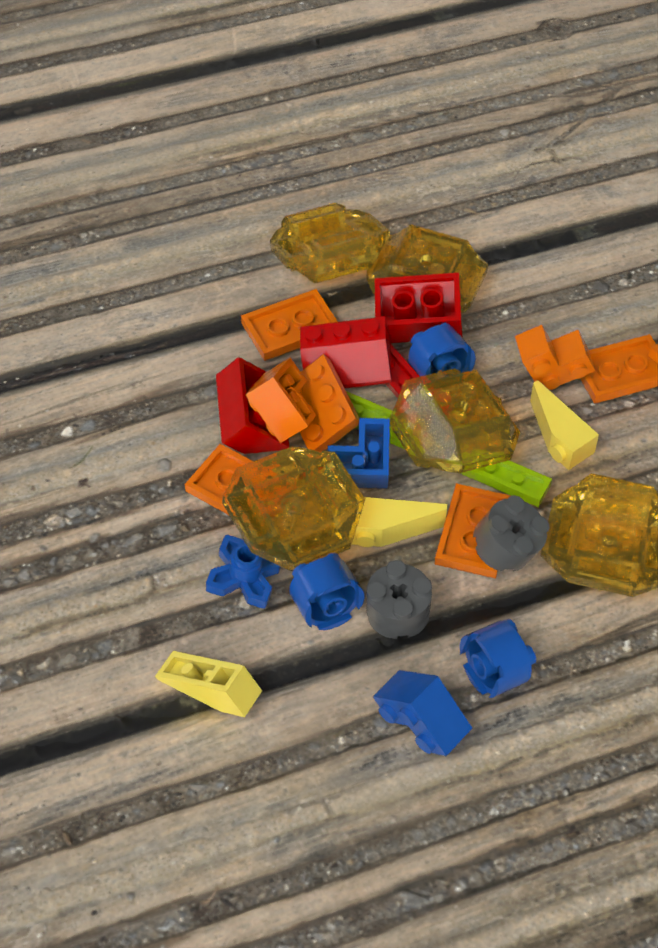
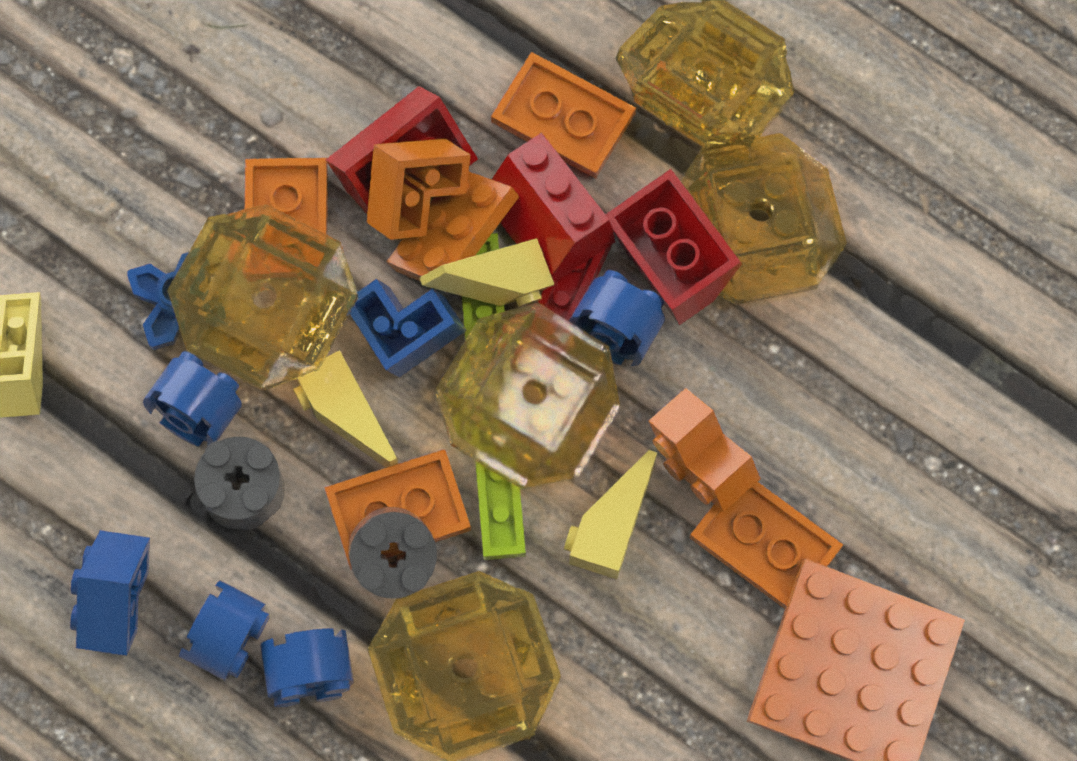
camera: 55 degrees right, 20 degrees up
(373, 391) = (496, 276): none -> light yellow slope
(554, 623) = (307, 666): none -> blue brick

